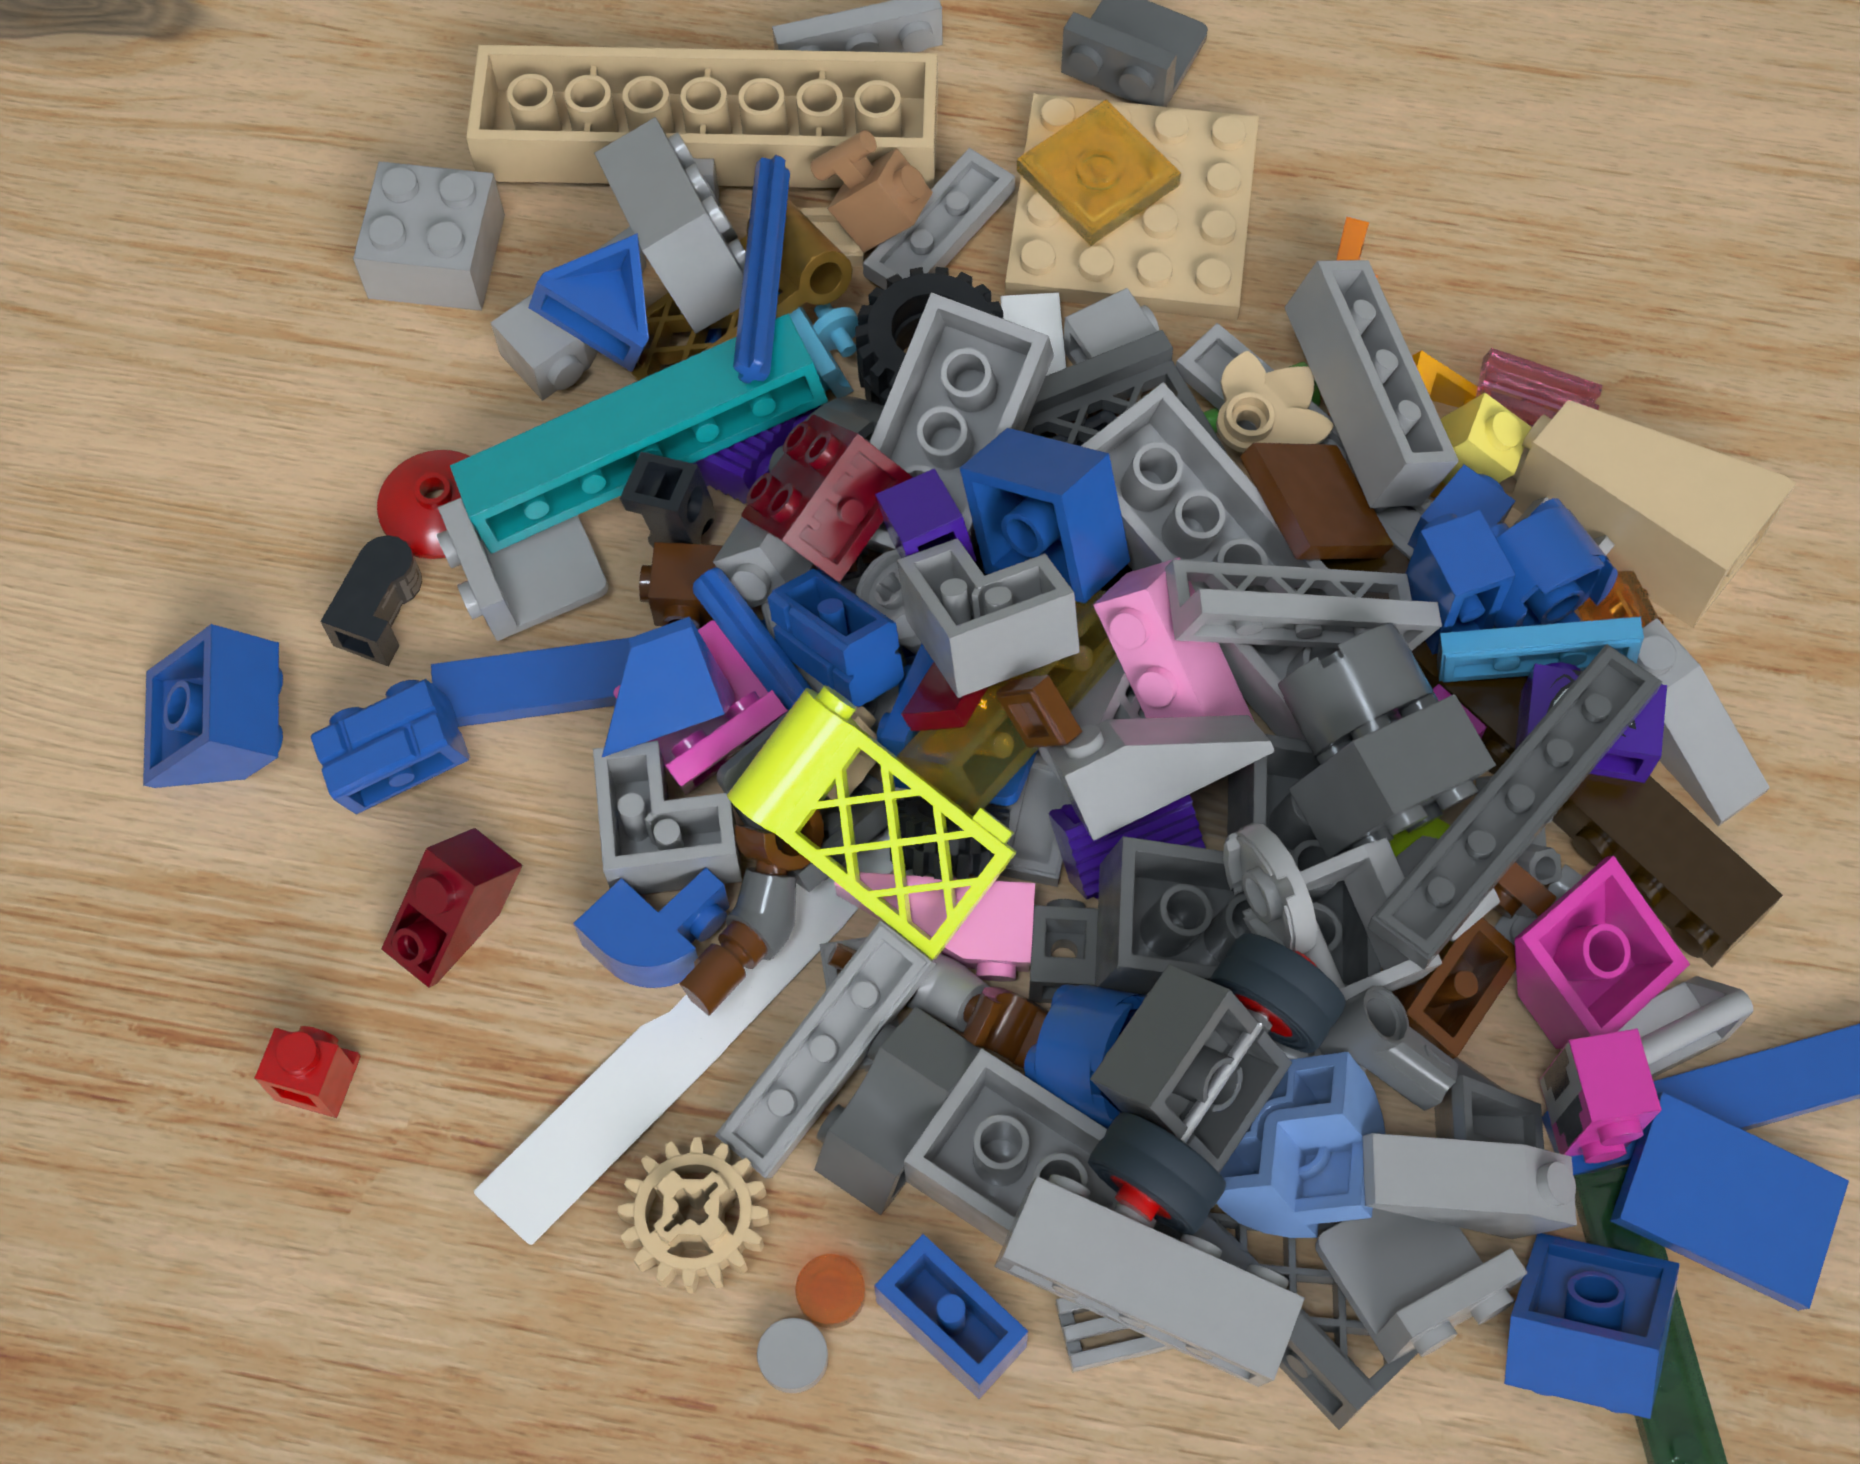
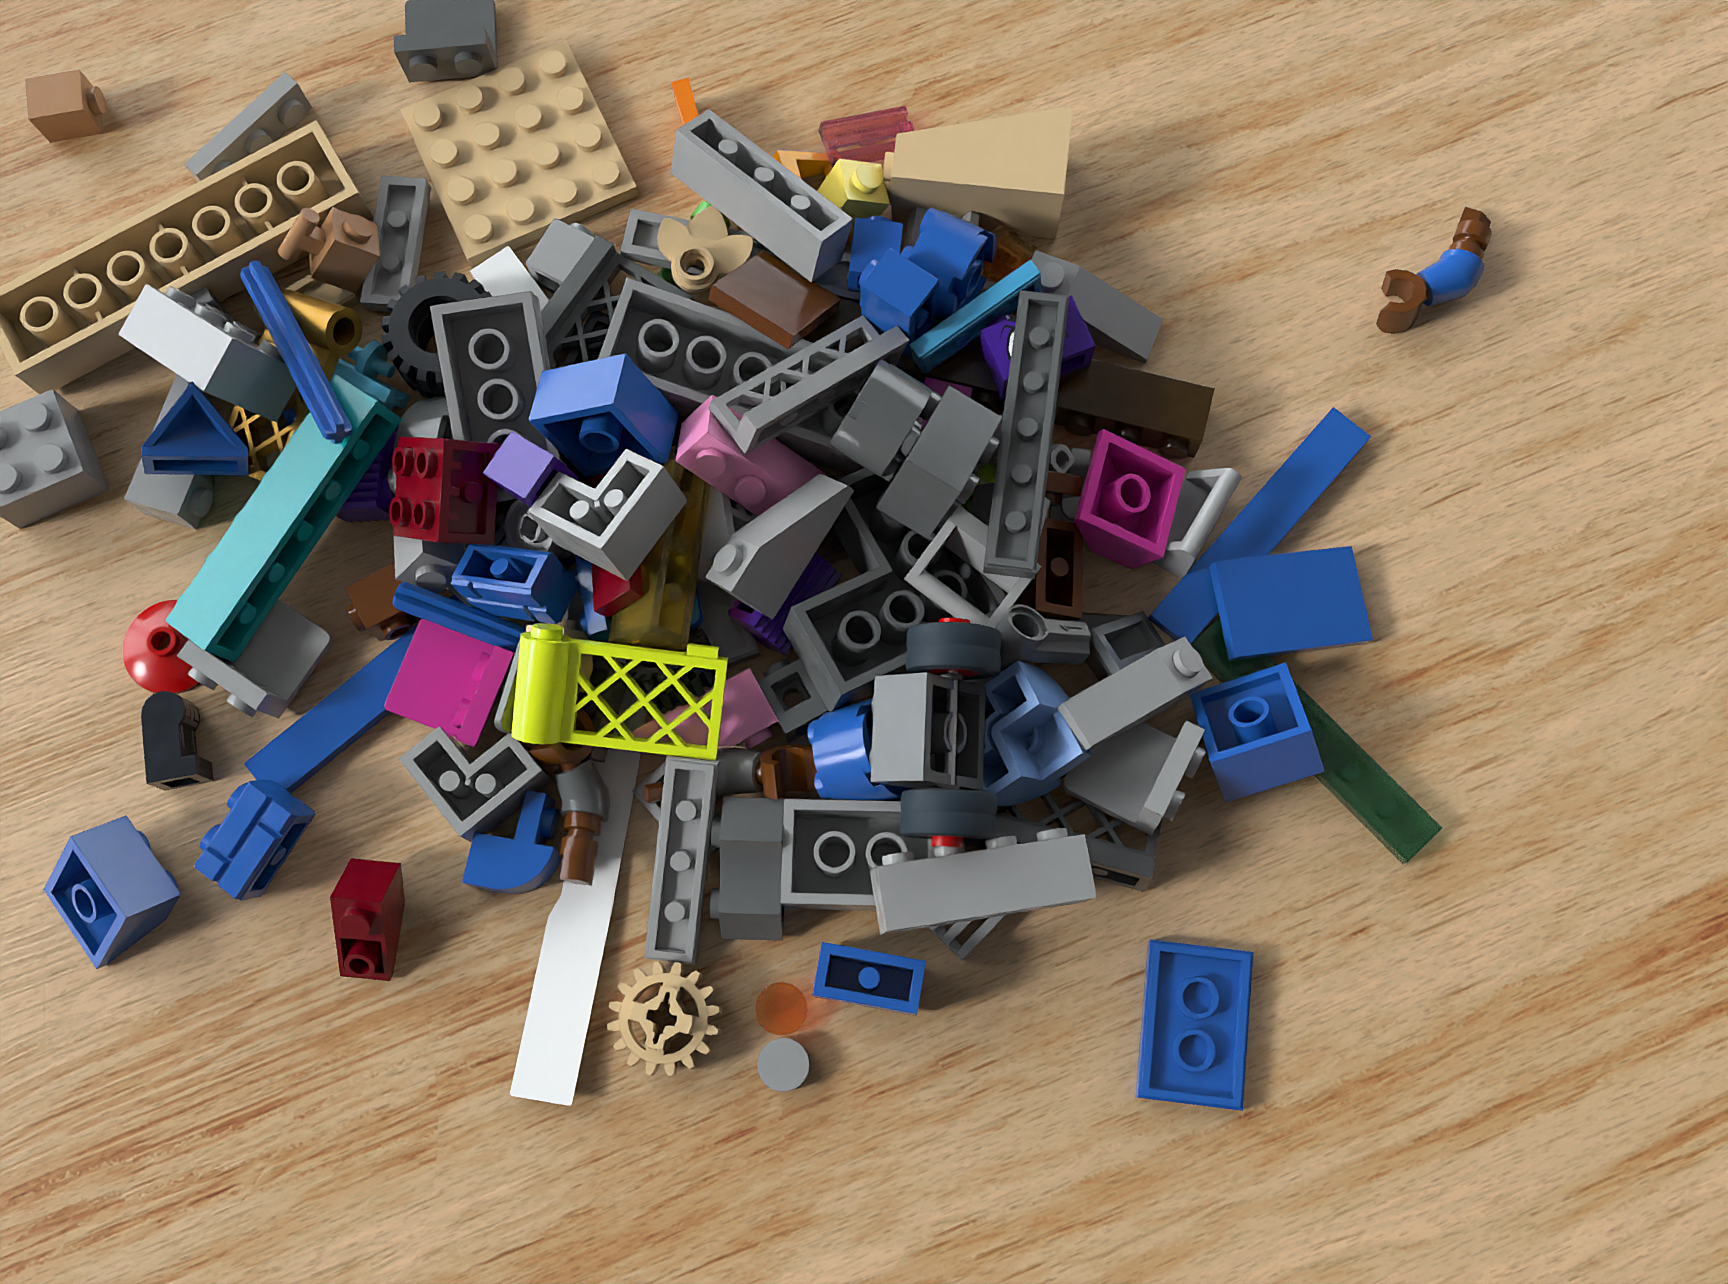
camera: 30 degrees left, 10 degrees up
(307, 1070) = (346, 1088): red brick -> none
(666, 686) = (424, 689): blue slope -> none
(669, 498) = (336, 552): black leg -> none
(1038, 712) = (686, 557): reddish brown tile -> none
(1098, 172) = (482, 143): clear yellow tile -> none
(1273, 887) = (916, 589): light grey tile -> none
(1600, 1095) = (1182, 589): dark pink brick -> none

